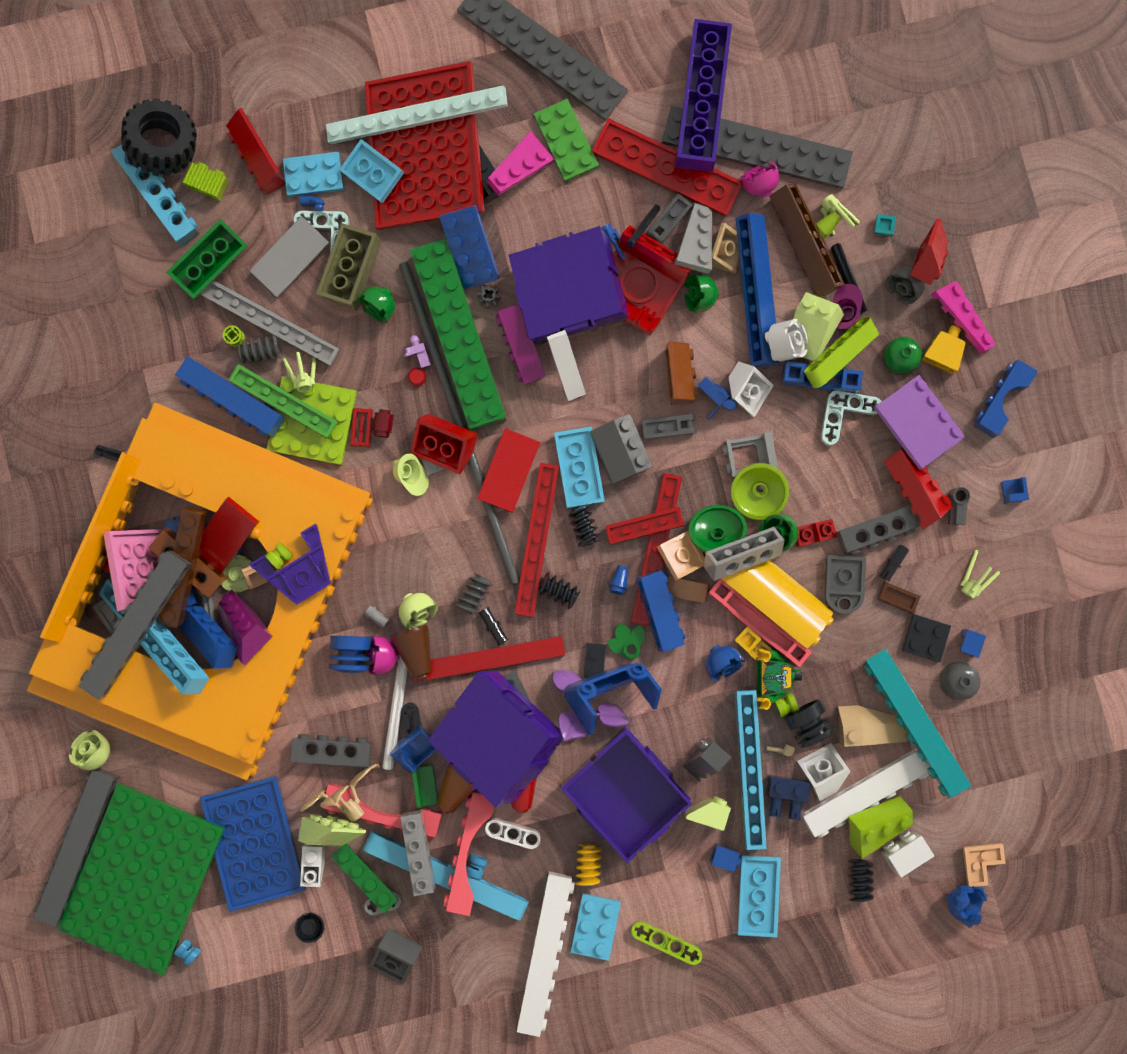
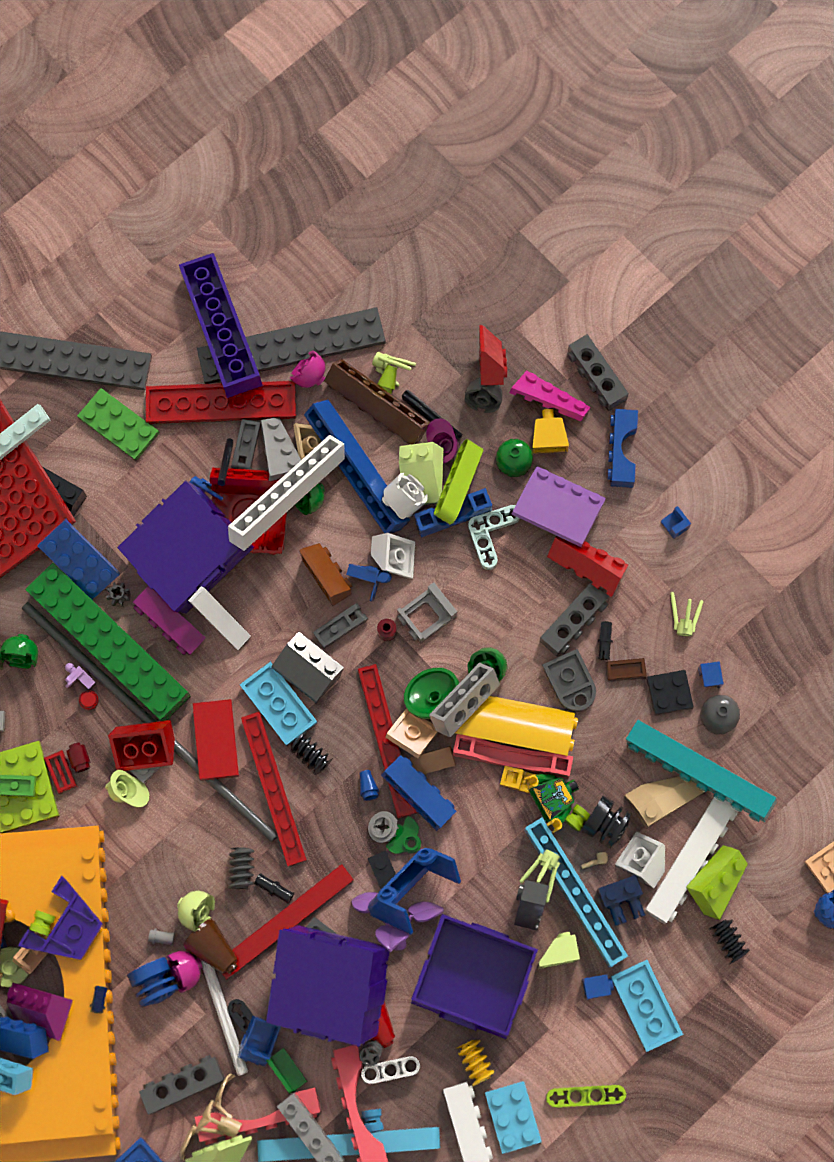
camera: 25 degrees left, 10 degrees down
(295, 646) = (98, 999): none -> clear blue pin
(453, 791) = (315, 1057): dark orange cone -> none
(499, 814) = (369, 1058): none -> dark grey wheel
(520, 164) = (87, 465): dark pink wing -> none
(559, 590) = (317, 823): black piece -> none
(613, 615) = (377, 821): none -> light grey gear
(645, 525) = (364, 724): red plate -> none
(683, 284) = (286, 492): none -> white brick
(705, 458) = (386, 635): none -> dark red brick
(723, 661) = (500, 808): blue cylinder -> none
(741, 733) = (547, 861): none -> yellowish green plant
(762, 503) = (456, 652): lime dish -> none
(816, 532) = (521, 651): red slope -> none
(884, 225) = (438, 355): teal plate -> none
(906, 853) = (756, 892): white brick -> none
(958, 512) = (636, 565): dark grey piece -> none
(1023, 289) = (586, 347): none -> dark grey brick

